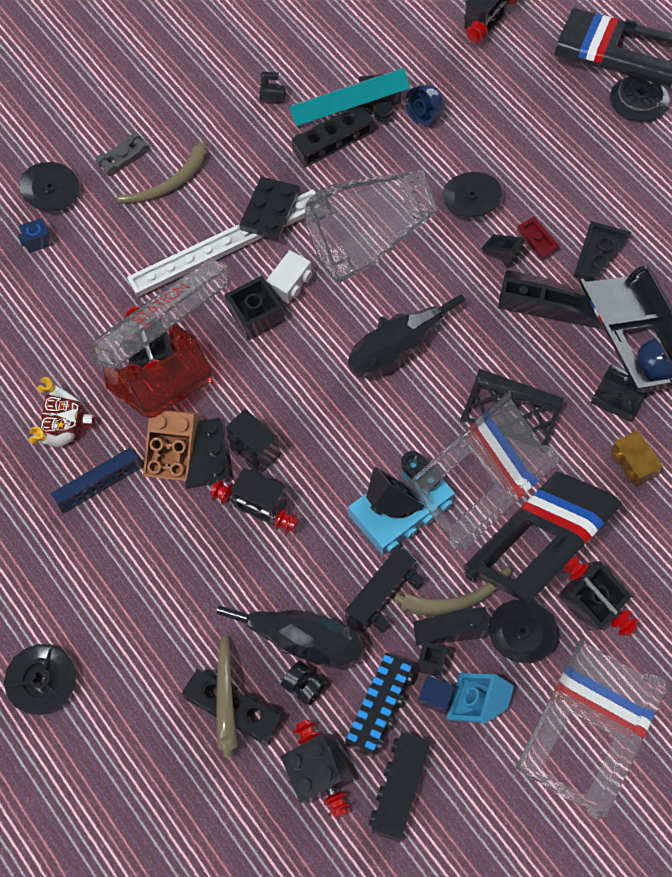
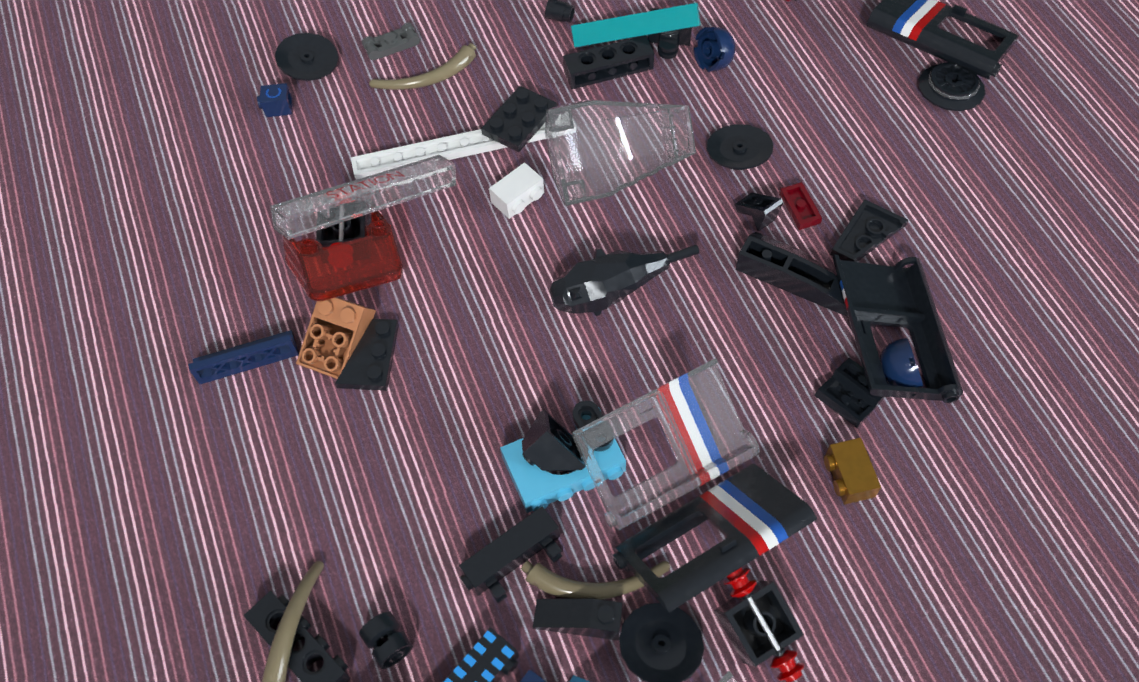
camera: 15 degrees right, 5 degrees down
(22, 679) = (86, 550): black piece -> none
(61, 417) = (231, 284): torso -> none
(253, 441) = (419, 351): black brick -> none
(254, 307) = (470, 213): black brick -> none
(257, 497) = (404, 413): black brick -> none
(304, 635) = (404, 584): black piece -> none
(431, 659) = (542, 650): black brick -> none
(520, 392) = (736, 366): black fence -> none

